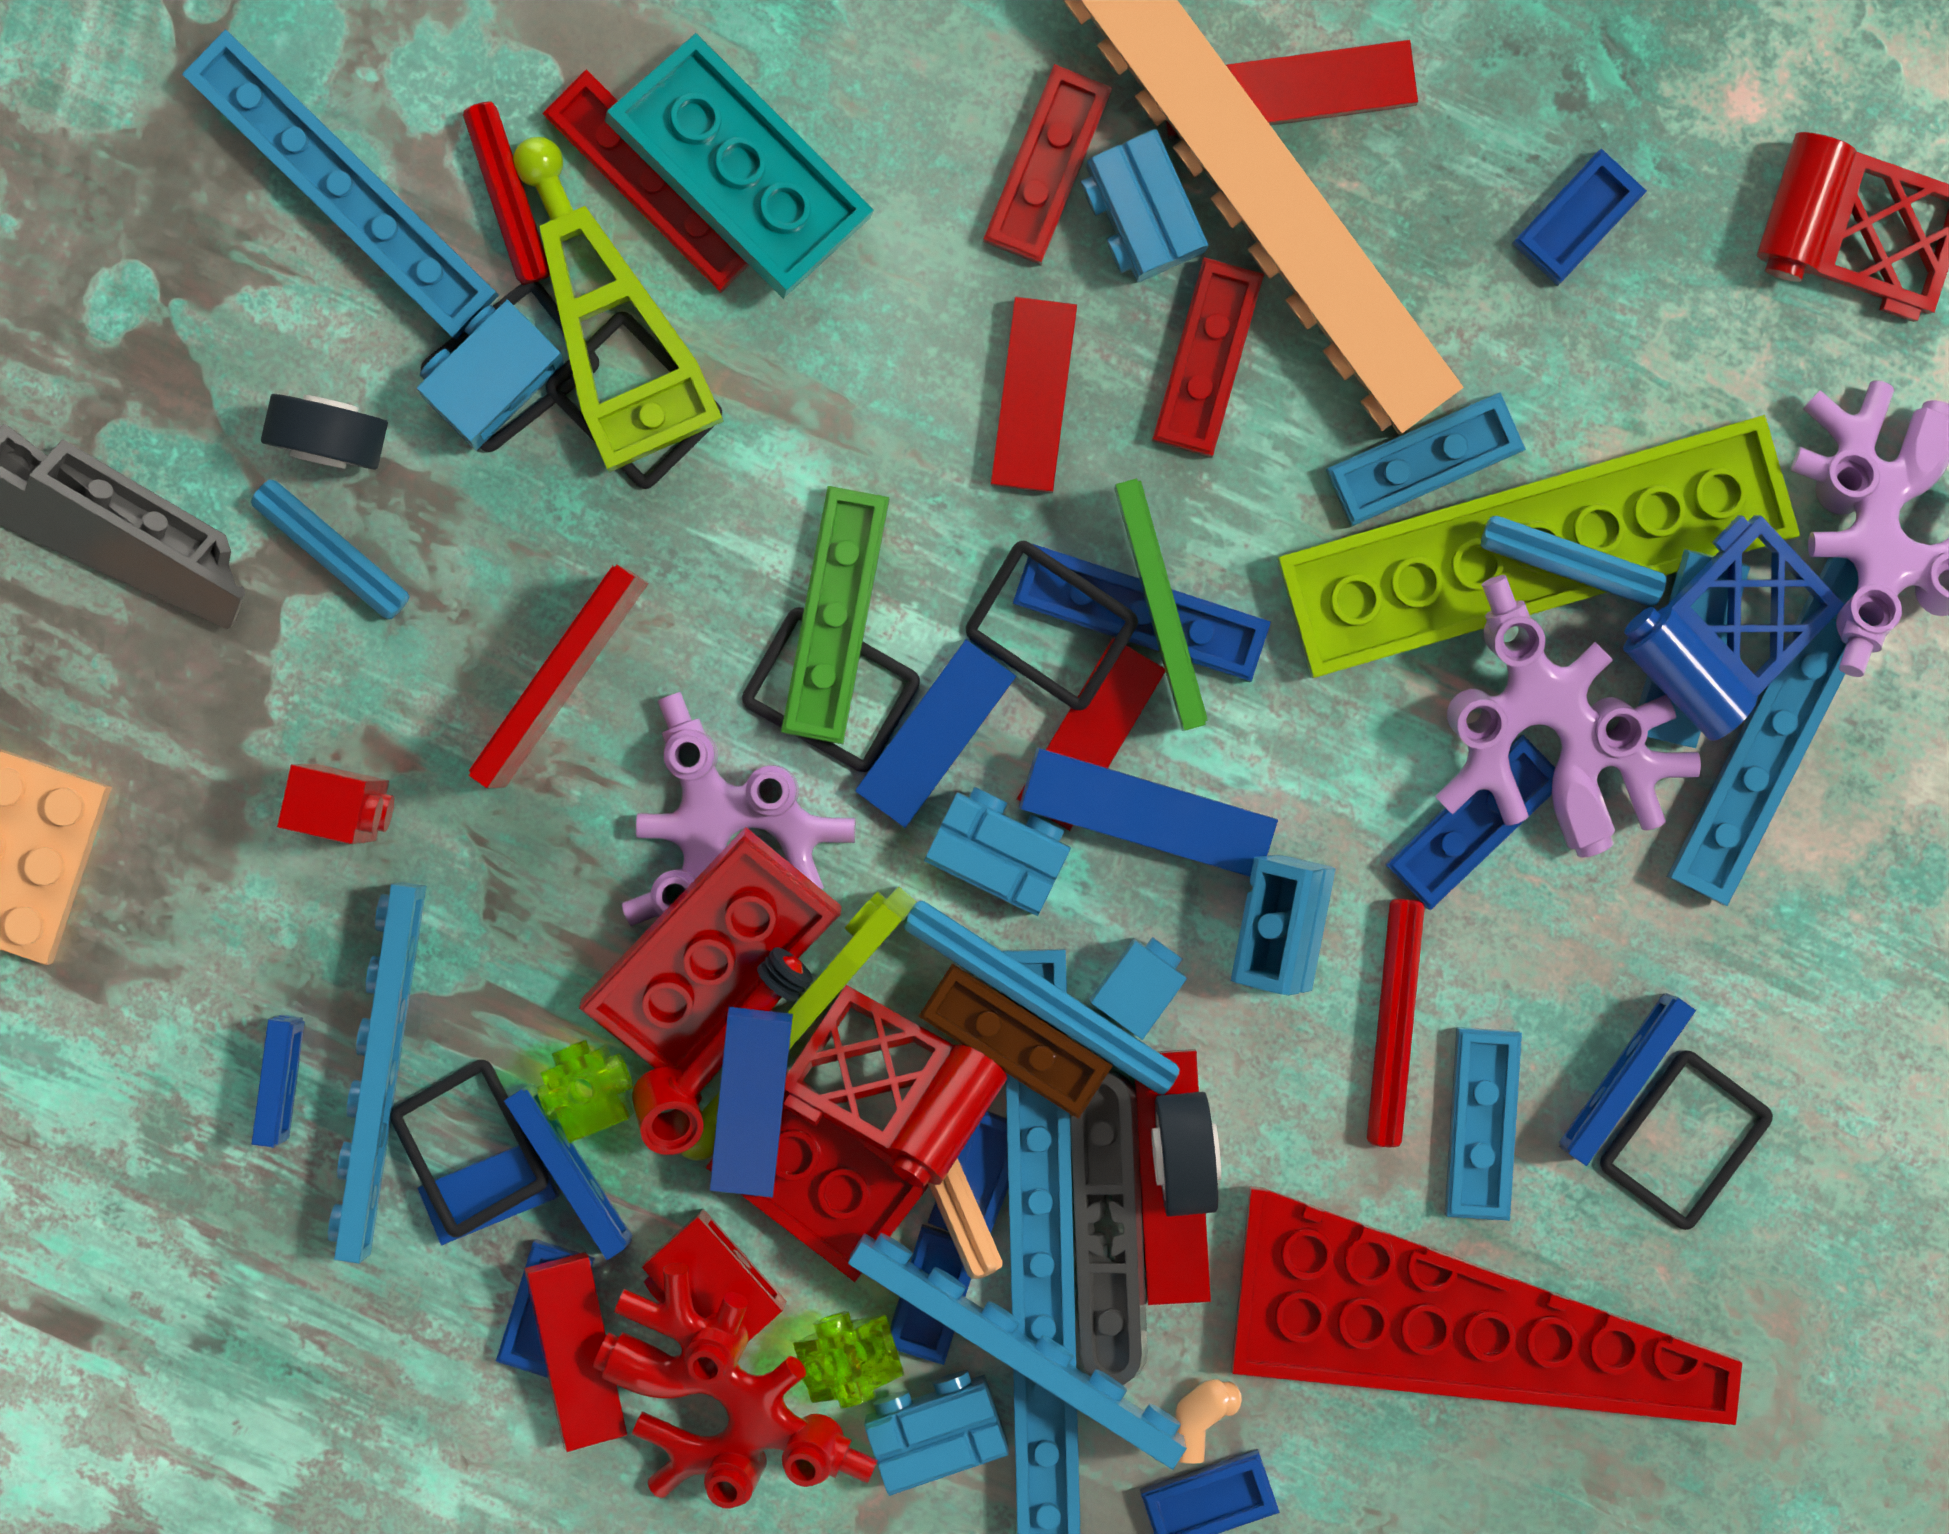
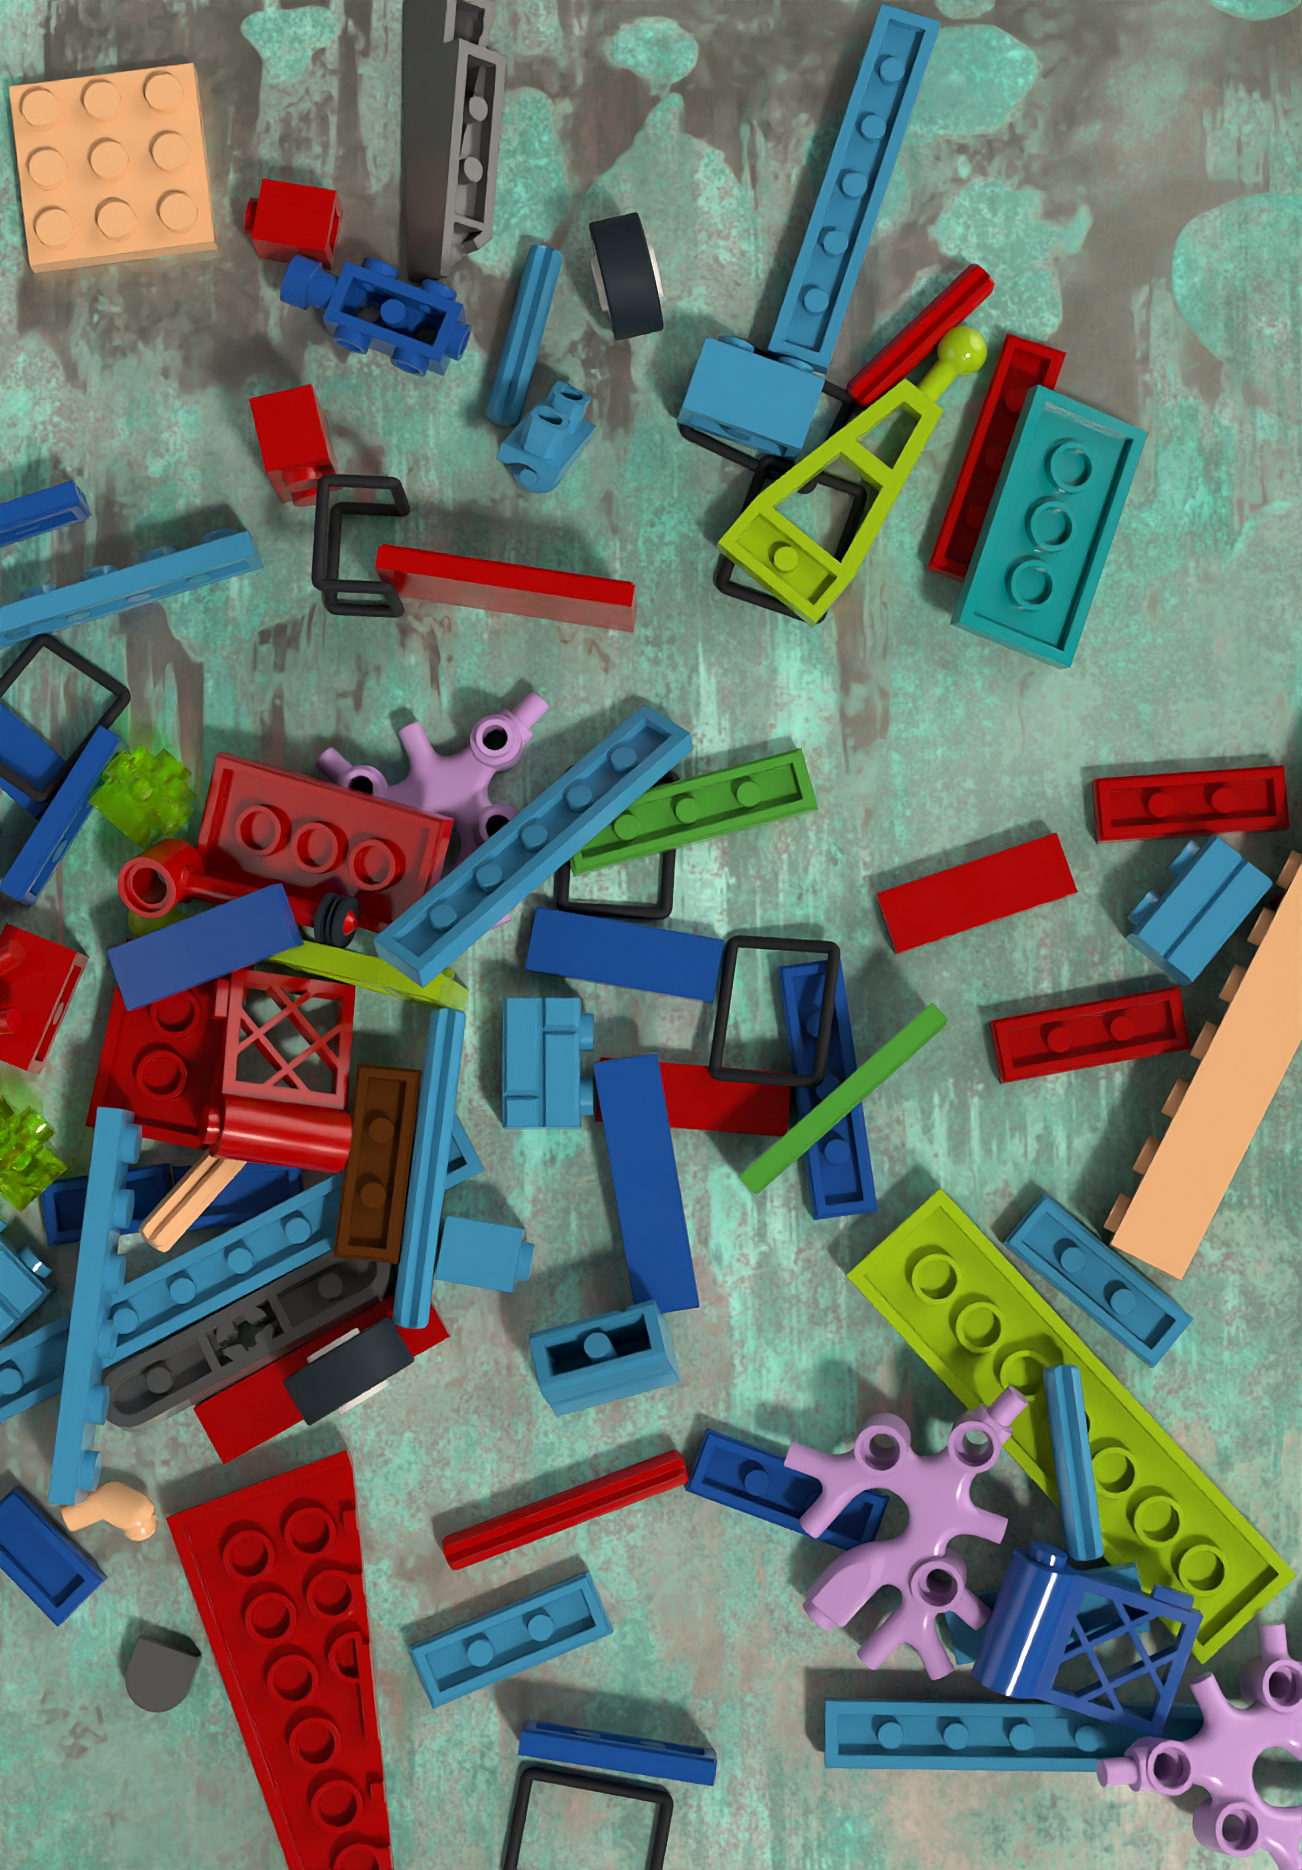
camera: 75 degrees right, 5 degrees down
(125, 707) = (294, 221): none -> red brick
(255, 650) = (401, 307): none -> blue brick
(437, 573) = (548, 439): none -> dark azure hips
(438, 818) = (332, 584): none -> black piece
(803, 767) = (532, 846): none -> dark azure plate
(1364, 1442) = (160, 1674): none -> dark grey tile

